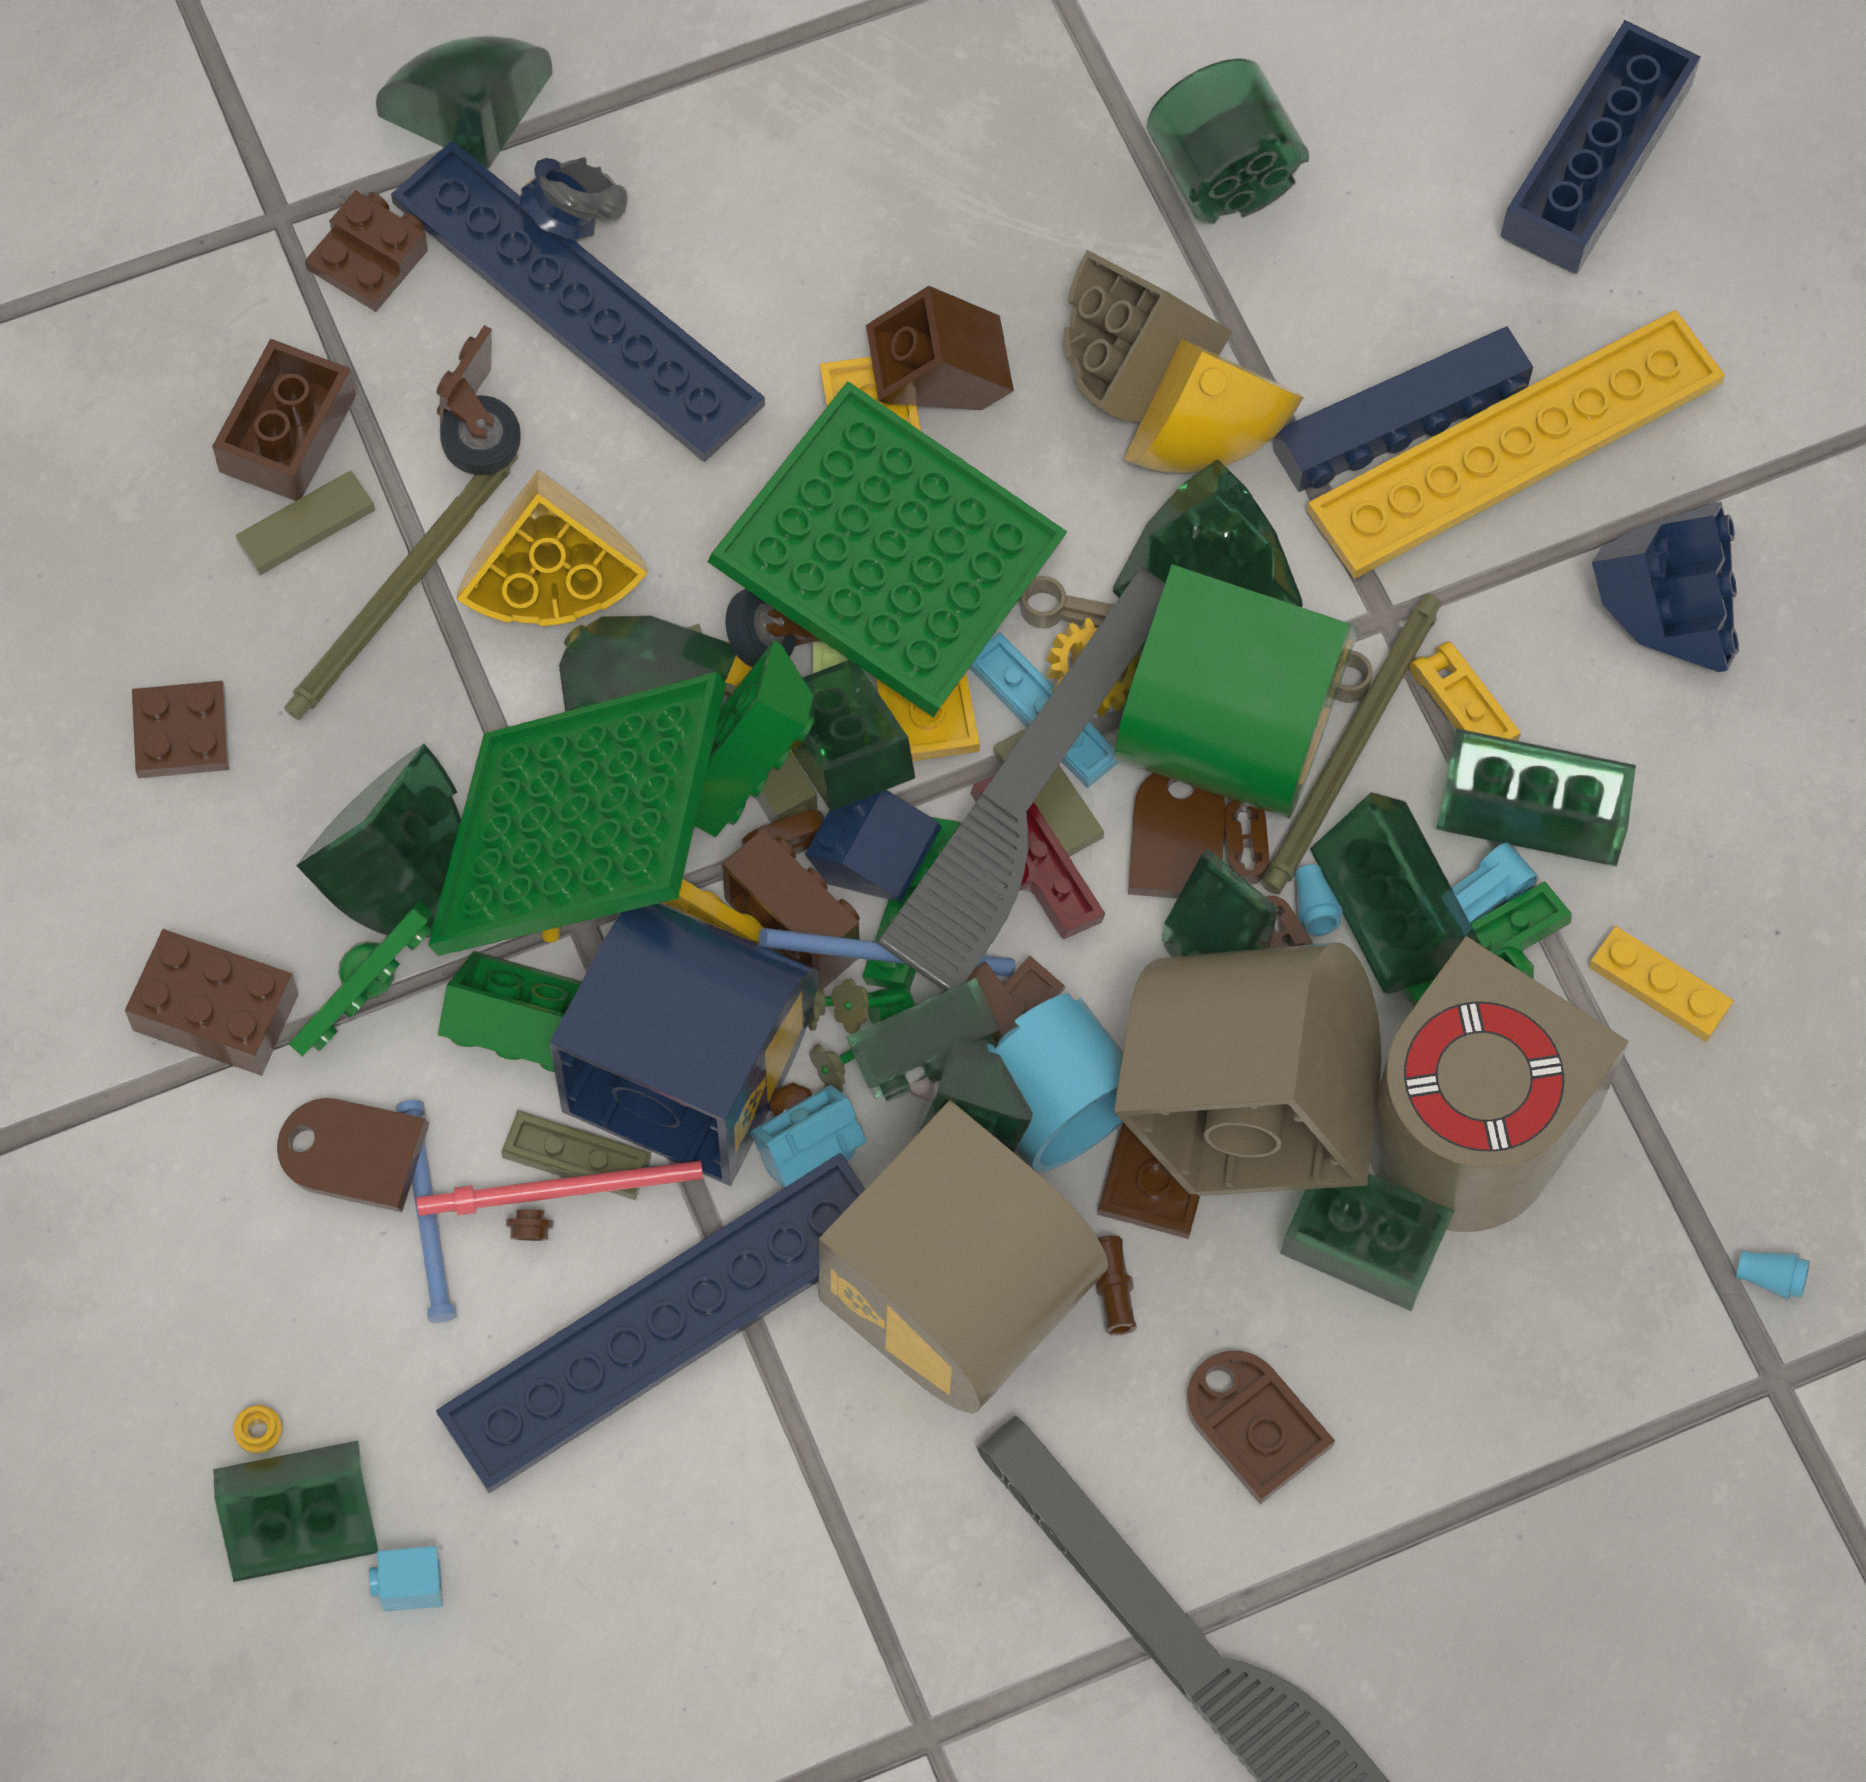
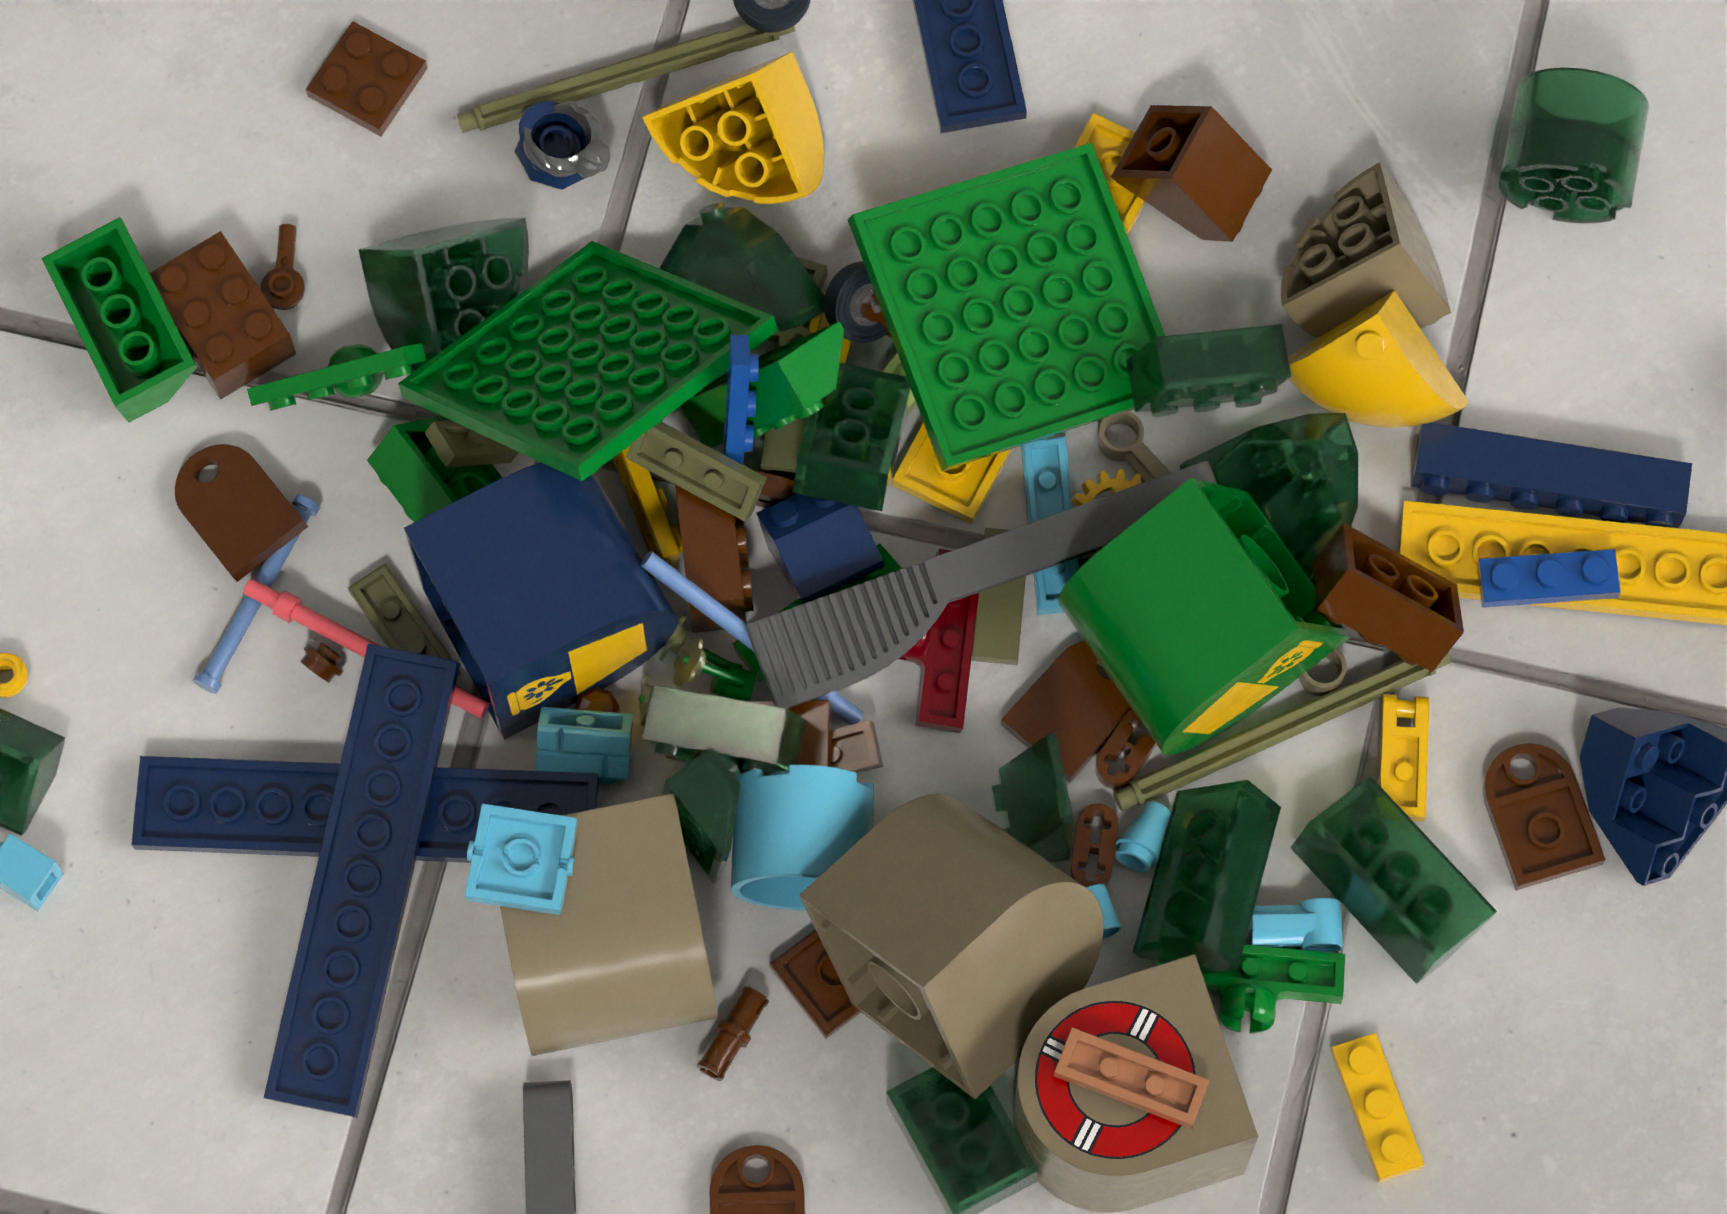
camera: 40 degrees right, 5 degrees up
(130, 1059) = (121, 319): none -> green slope
(241, 938) = (284, 285): none -> reddish brown plate
(397, 671) = (561, 144): none -> piece
(517, 960) = (464, 447): none -> olive plate
(715, 1376) = (362, 881): none -> dark blue plate
(739, 761) = (739, 398): none -> blue plate
(750, 840) = (698, 469): none -> olive plate
(872, 1236) = (521, 859): none -> medium azure plate
(1082, 497) = (1208, 369): none -> clear green brick
(1365, 579) = (1387, 598): none -> reddish brown brick
(1468, 486) = (1548, 578): none -> blue plate
(1500, 1062) = (1131, 1078): none -> nougat plate
(1603, 676) = (1540, 819): none -> reddish brown tile

